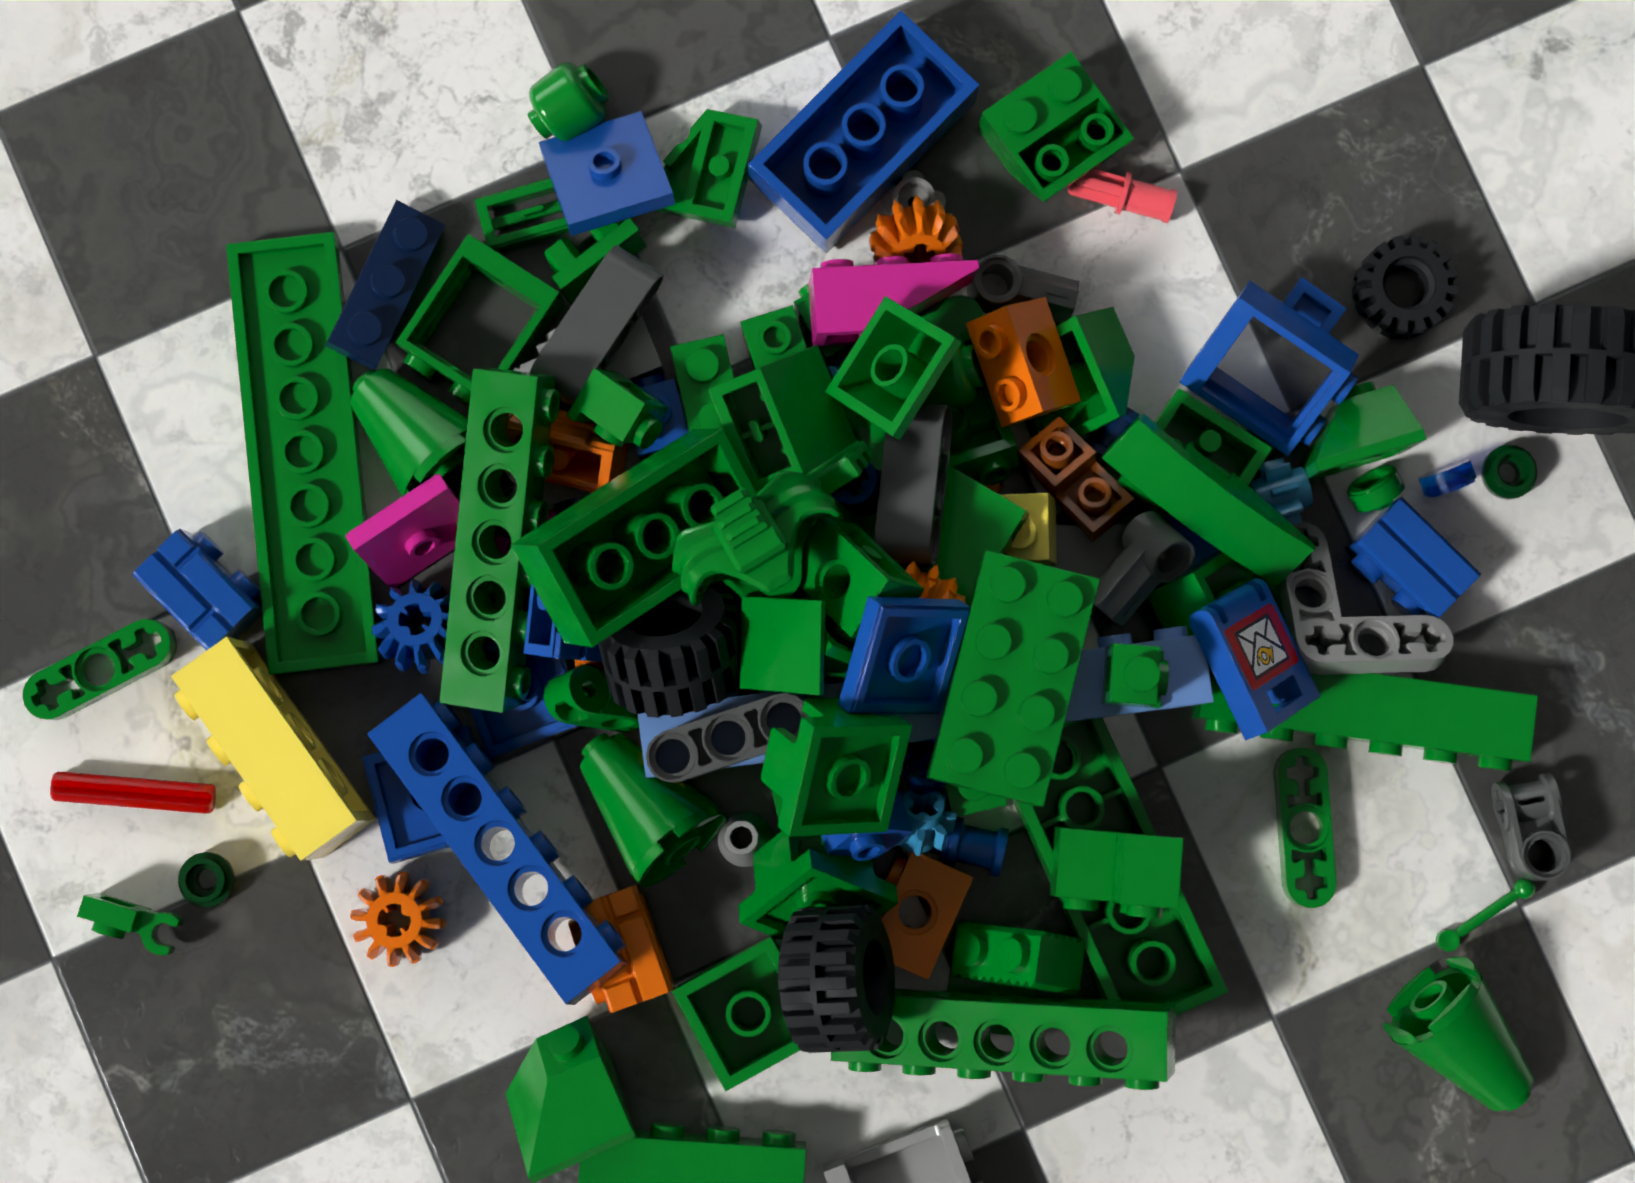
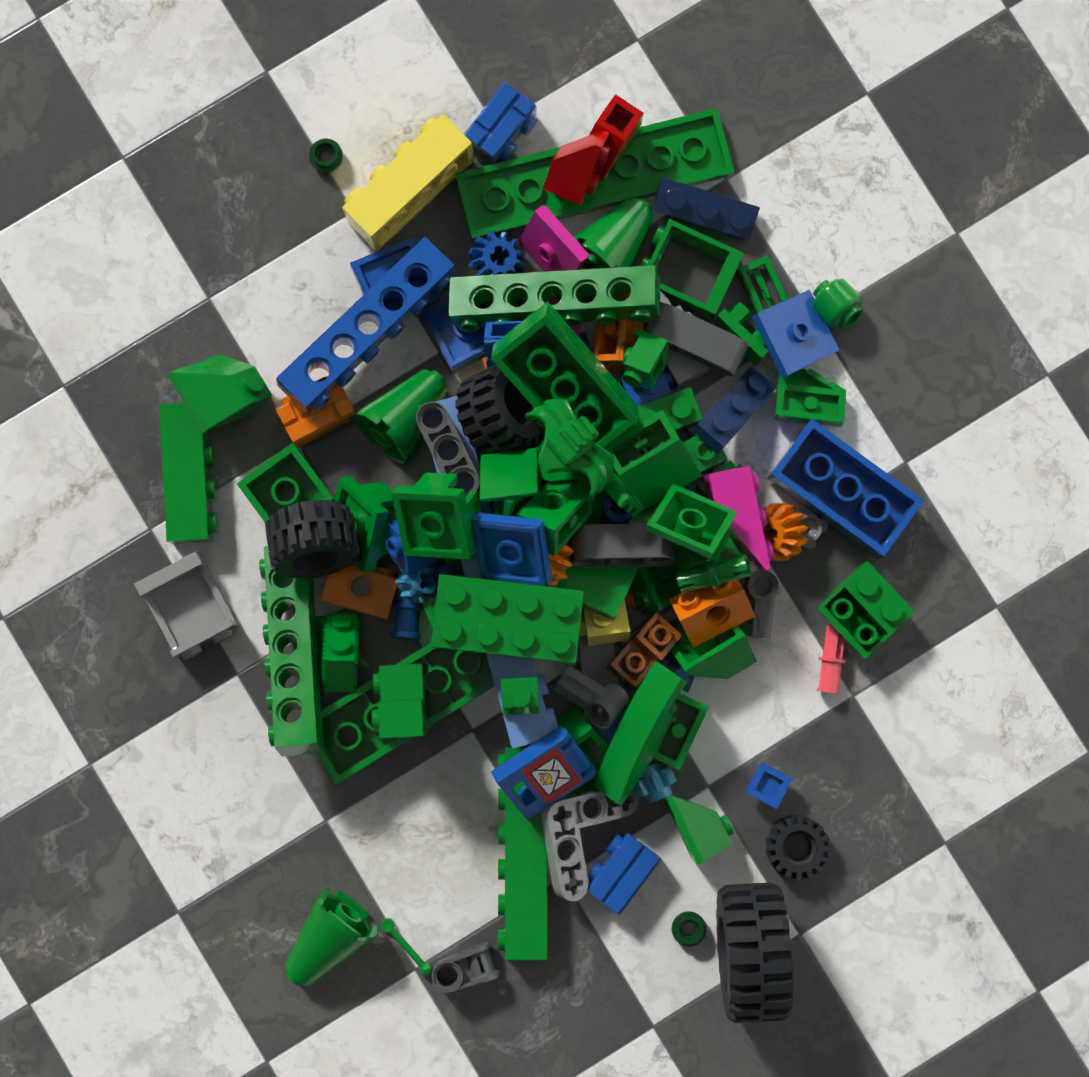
camera: 80 degrees right, 0 degrees up
(70, 700) = (423, 58): green beam -> none
(116, 917) = (296, 105): green plate -> none
(133, 792) = (372, 103): red axle -> none
(249, 416) = (622, 122): none -> red slope
(289, 478) = (575, 166): none -> red slope
(384, 932) = (307, 266): orange gear -> none
(585, 700) = (463, 362): green leg -> none
(714, 284) = (734, 409): none -> dark blue plate
(760, 836) = (402, 479): light grey cone -> none
(977, 347) = (714, 574): none -> green pin
(1245, 405) = (707, 753): blue window -> none
(1322, 811) = (418, 821): green beam -> none
(1375, 489) = (665, 843): green tile -> none
(1447, 478) = (678, 888): clear blue tile -> none

